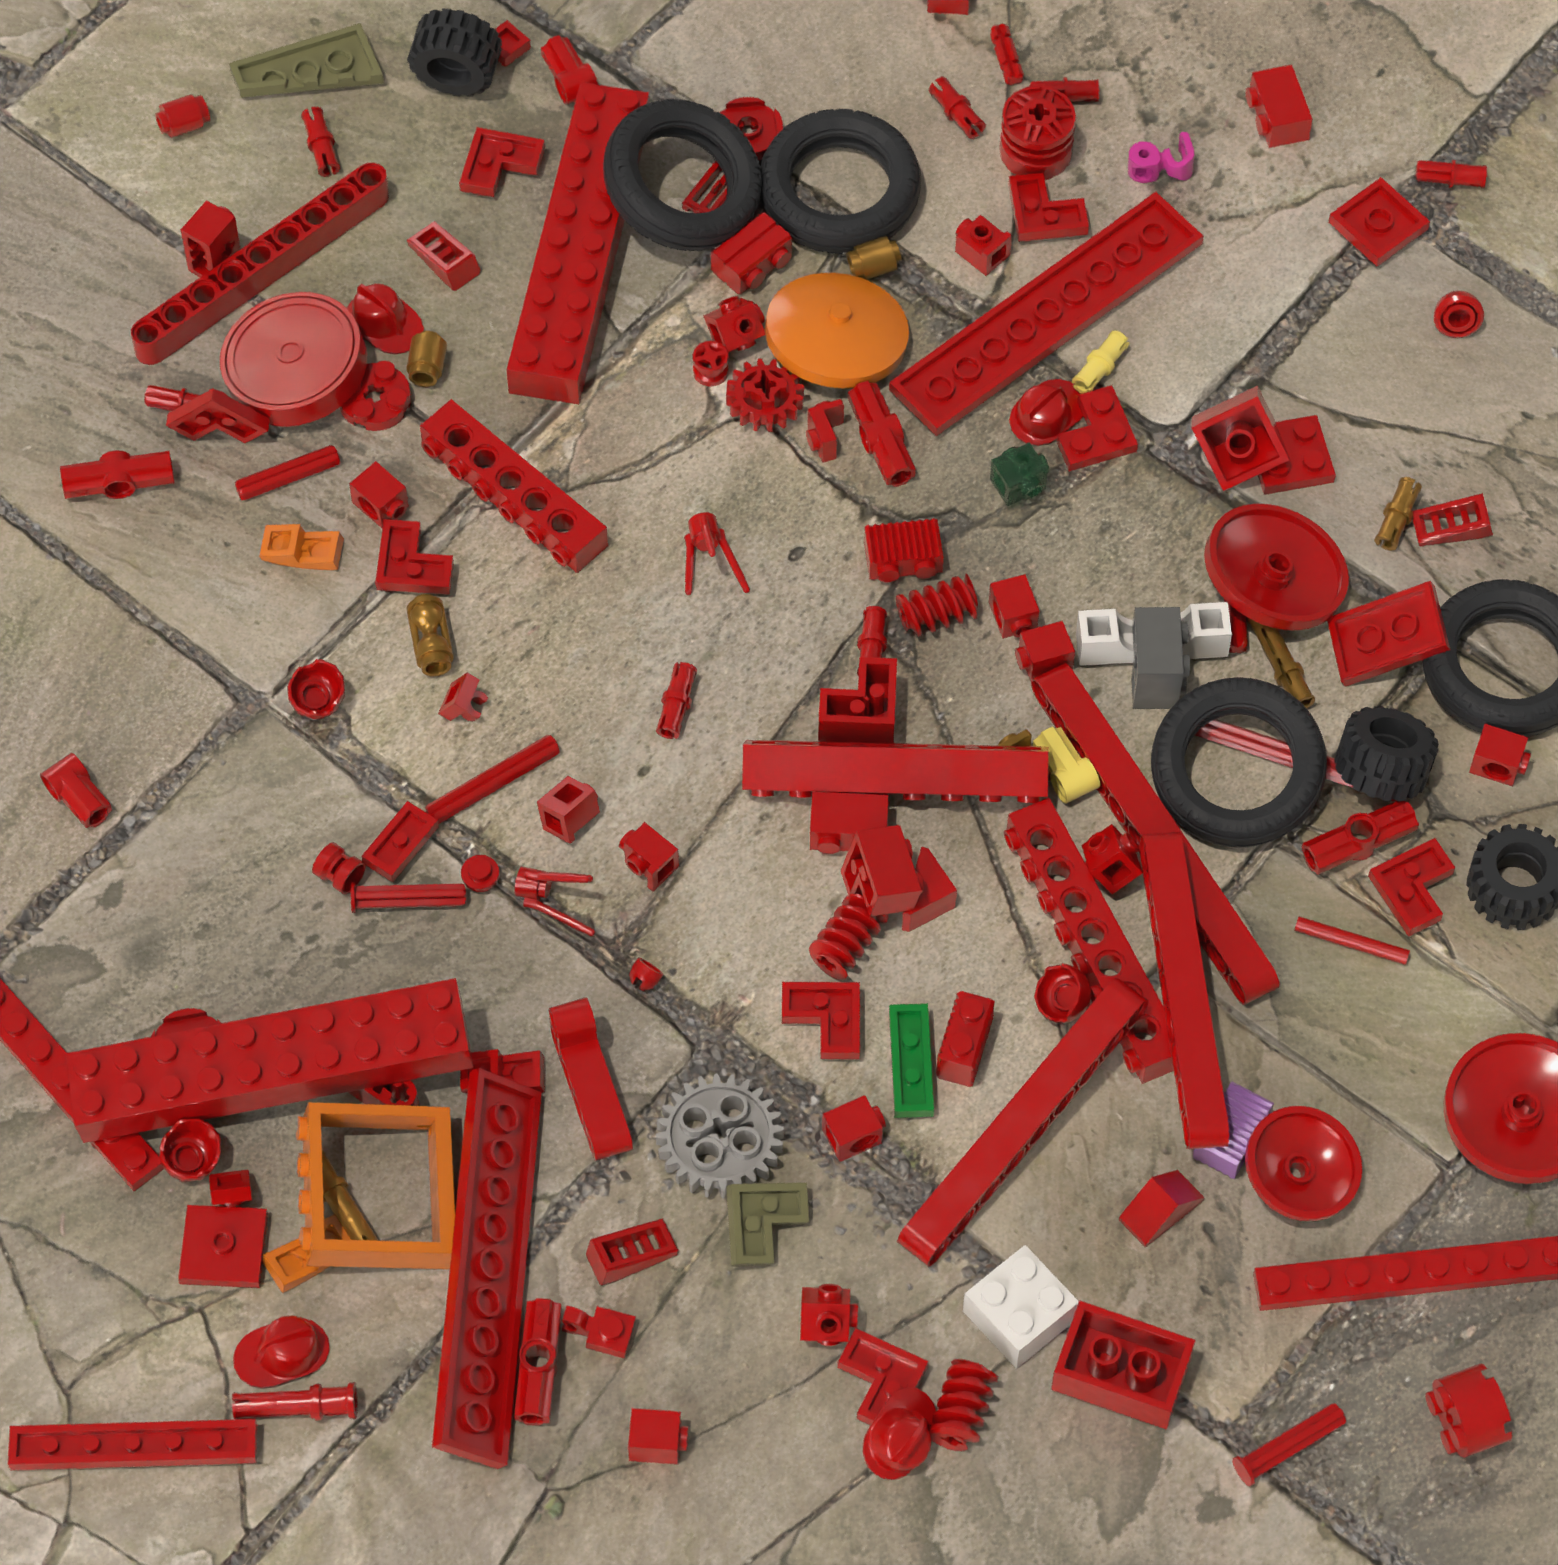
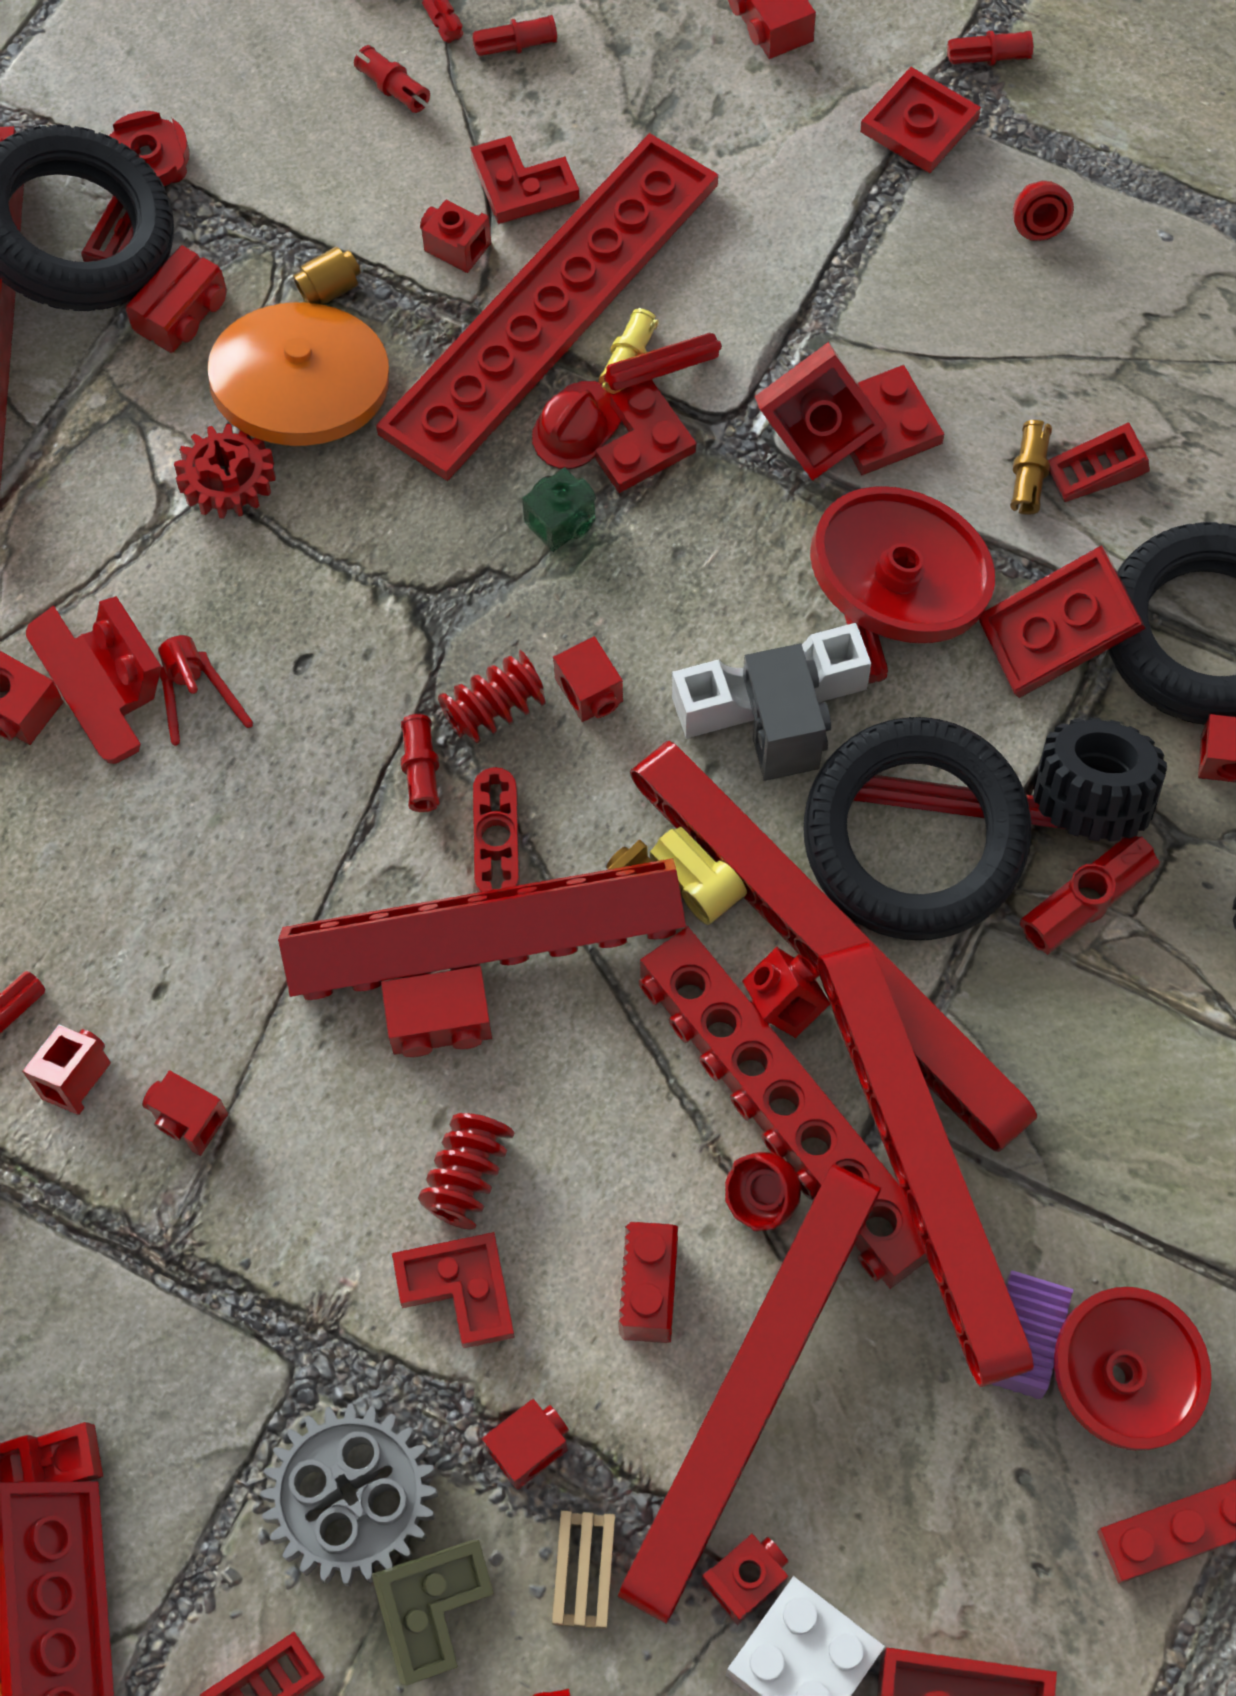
camera: 10 degrees left, 5 degrees up
(536, 884) = (44, 1181): red plant -> none
(589, 1079) = (159, 1454): red beam -> none
(641, 529) = (99, 673): none -> red plate
(645, 972) = (209, 1277): red hinge -> none
(676, 700) = (184, 890): red pin -> none
(717, 357) = (154, 433): red wheel -> none
(736, 323) = (172, 389): red brick -> none
(819, 425) = (300, 491): red bracket -> none
(840, 130) = (256, 130): black tyre -> none
(861, 713) = (429, 861): red brick -> none
(881, 433) = (379, 491): red piece -> none
(882, 871) = (494, 1078): red brick -> none
(884, 1191) = (587, 1522): none -> tan tile
(903, 550) = (435, 634): red brick -> none
(911, 1060) = (583, 1327): green plate -> none
(914, 693) = (482, 805): none -> red beam
(937, 896) = (559, 1085): red slope -> none
(982, 1255) = (740, 1597): none -> red brick
(1037, 131) = (493, 87): red wheel -> none
(1044, 649) = (639, 728): red brick -> none
(1125, 375) = (662, 361): none -> red axle
(1147, 162) = (631, 99): dark pink leg -> none
(1160, 1206) = (955, 1464): red slope -> none
(1287, 671) = (946, 695): pearl gold pin -> none
(1352, 940) = (1112, 1033): red bar -> none
(1404, 884) = (1159, 947): red plate -> none

